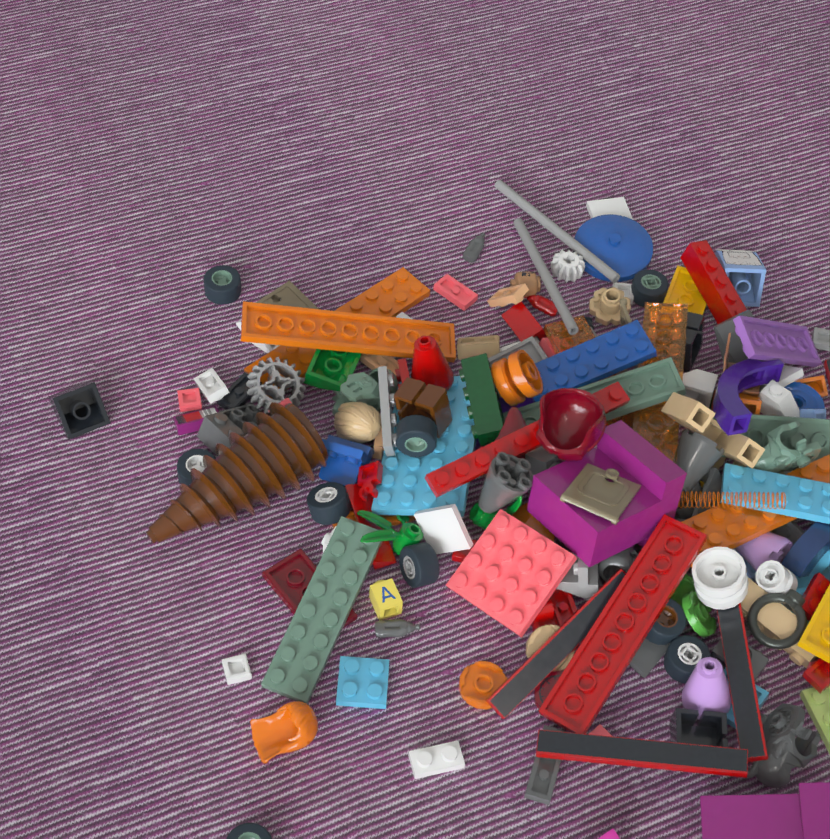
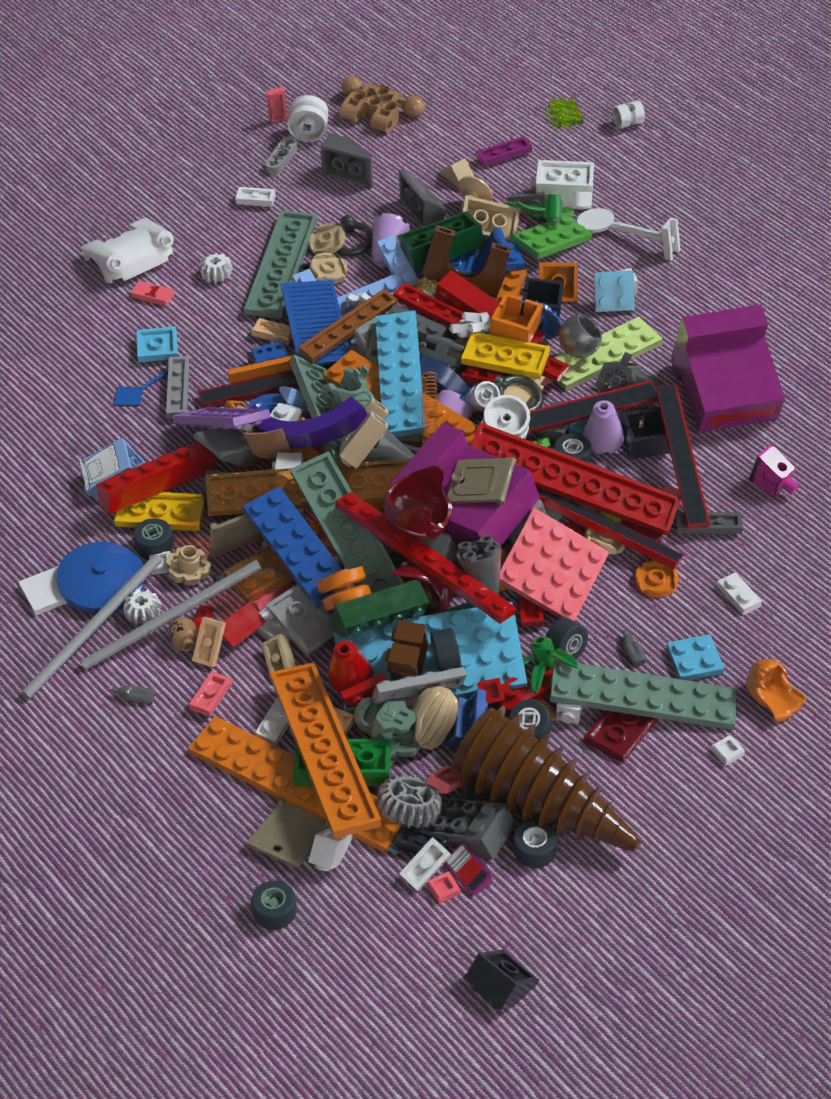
camera: 100 degrees left, 5 degrees down
(385, 599) = (611, 655): light yellow brick -> none
(444, 529) = (529, 618): white tile -> none

